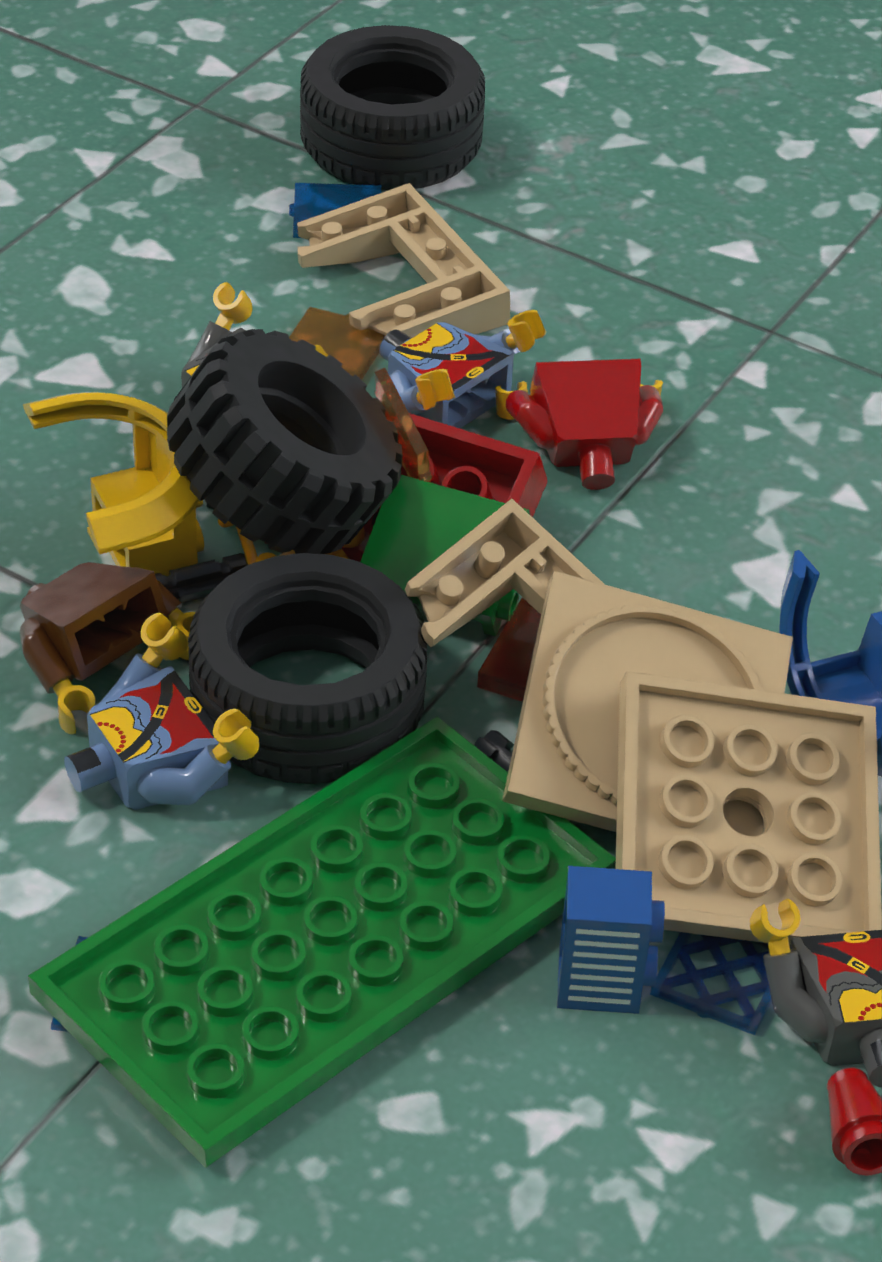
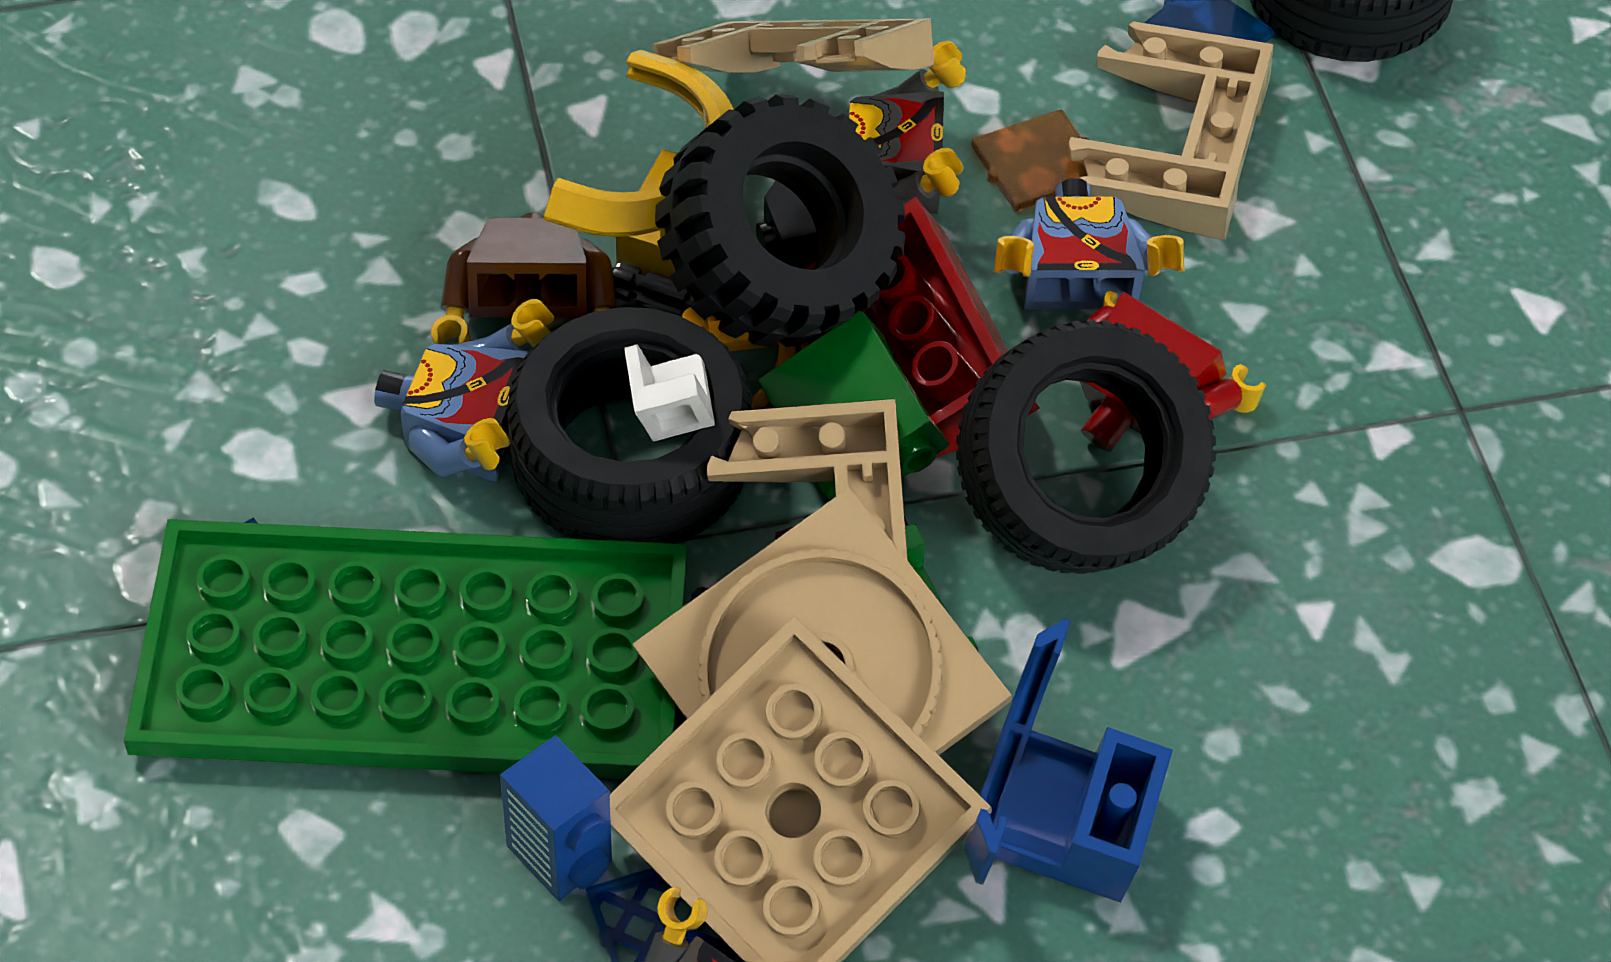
camera: 45 degrees right, 10 degrees up
(187, 304) = (816, 43): none -> tan wedge
(346, 602) = (669, 395): none -> white panel
(413, 447) = (902, 279): clear orange piece -> none
(594, 496) = (1170, 420): none -> black tyre

